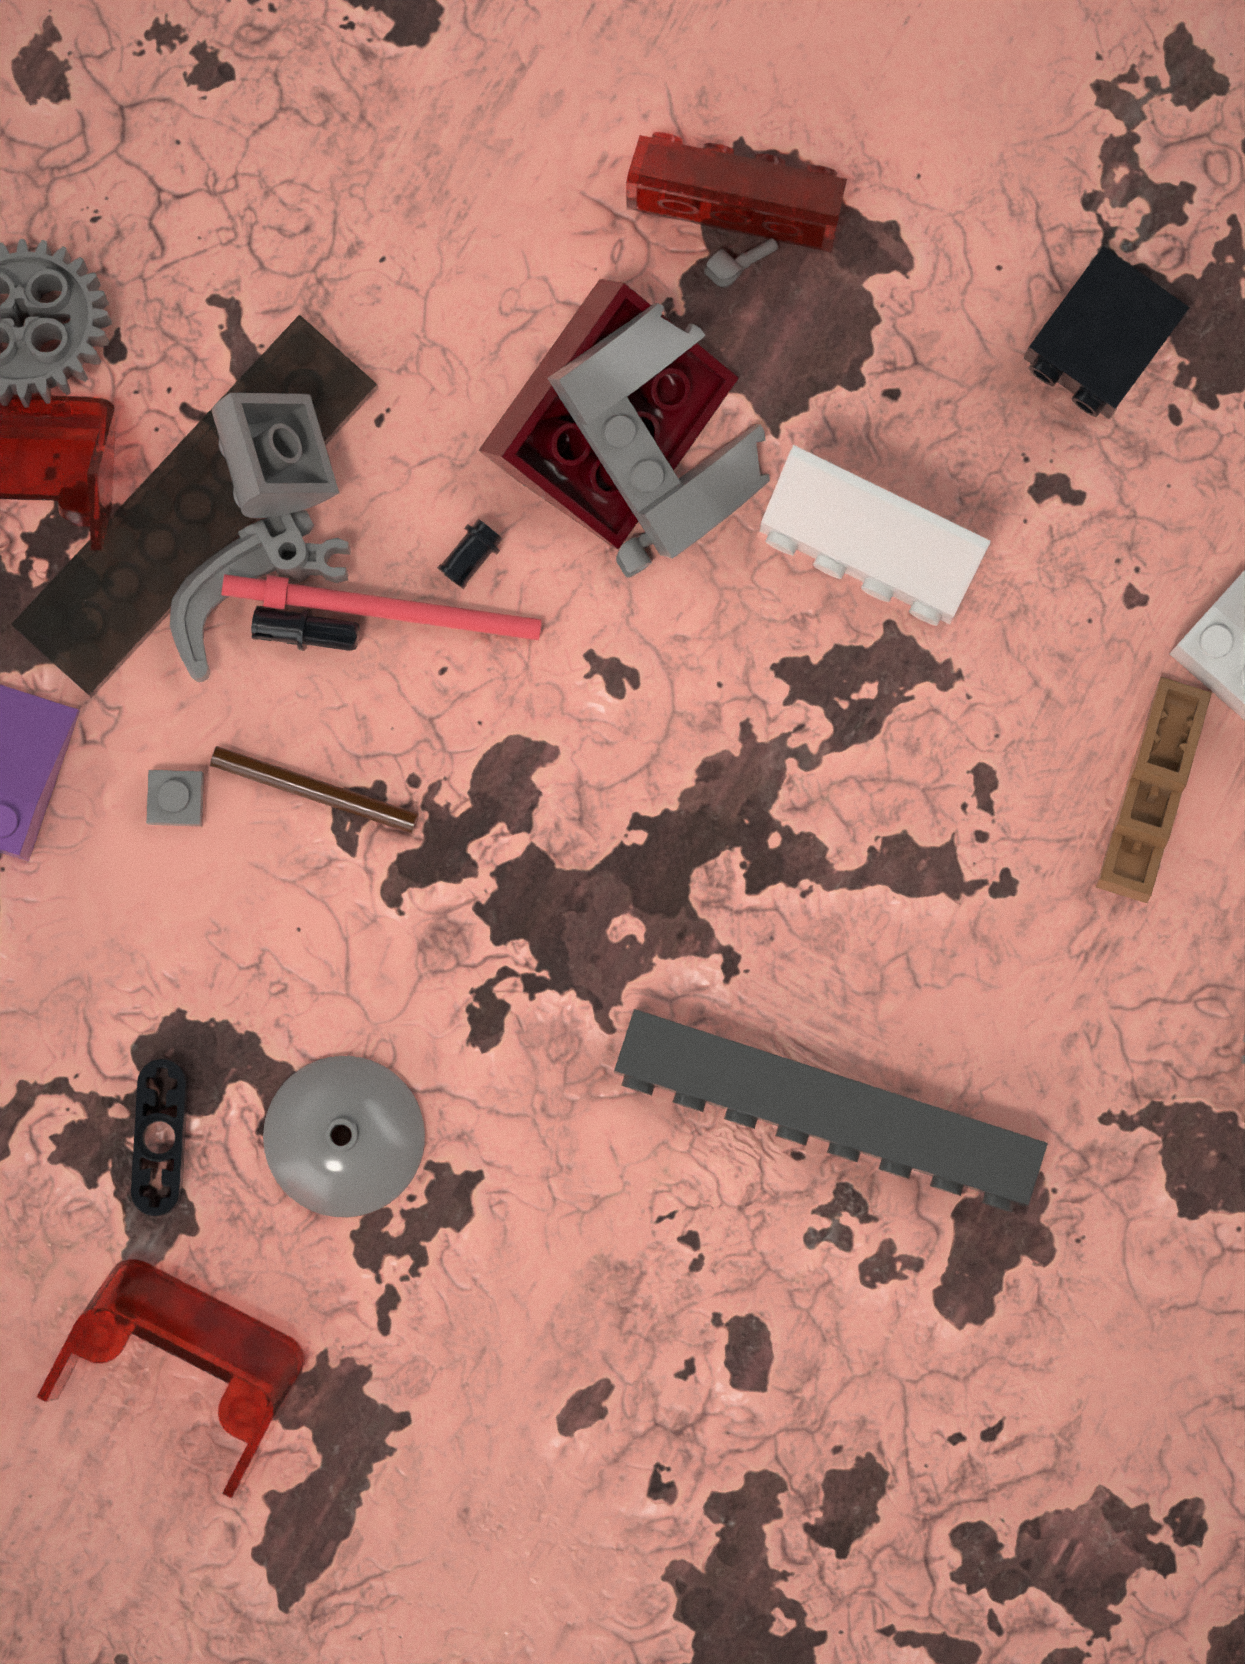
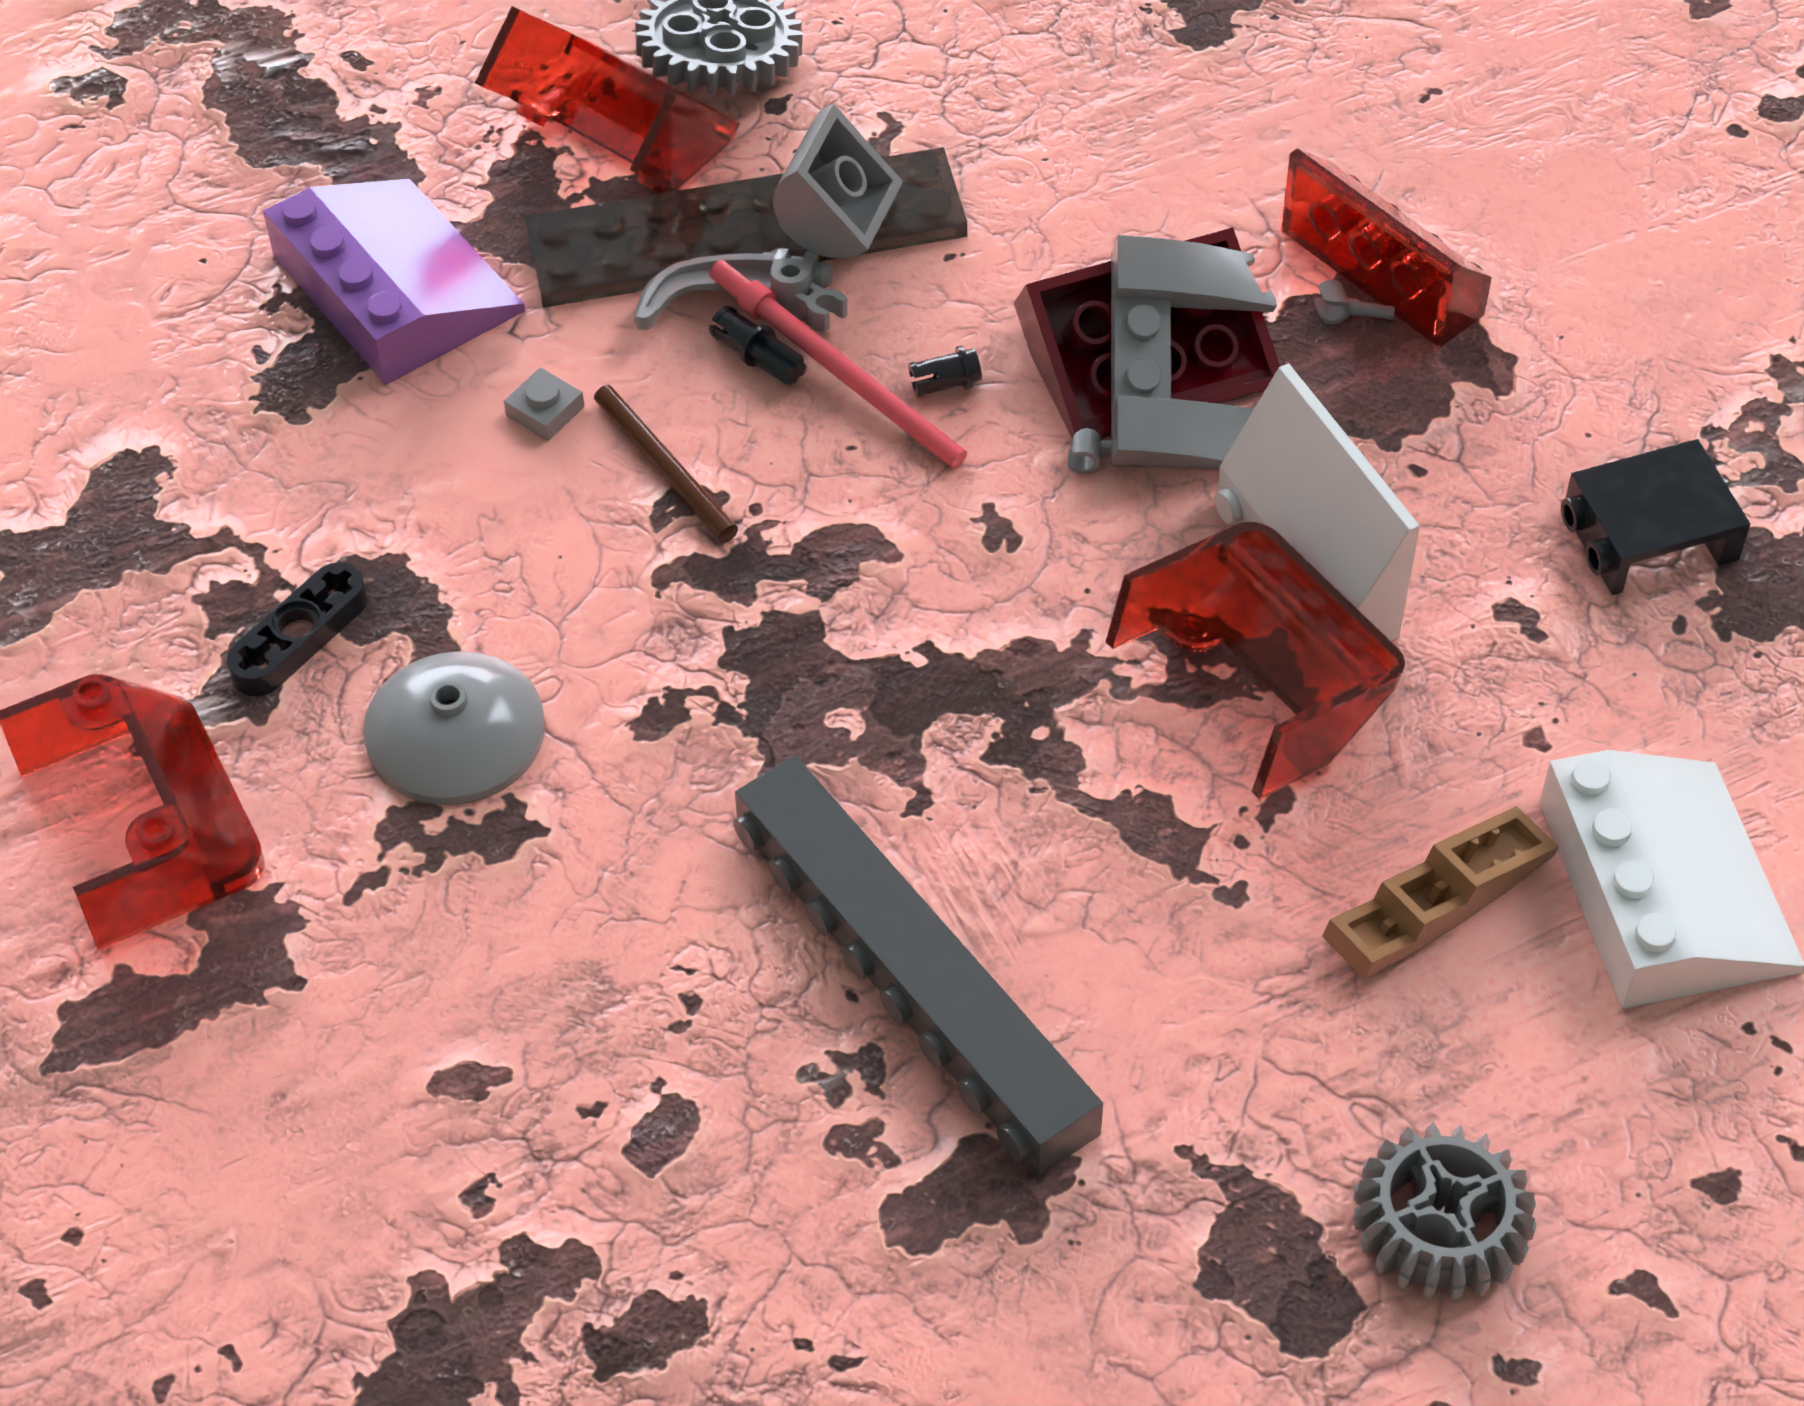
camera: 35 degrees right, 30 degrees down
(922, 646) = (1282, 624): none -> clear red windscreen

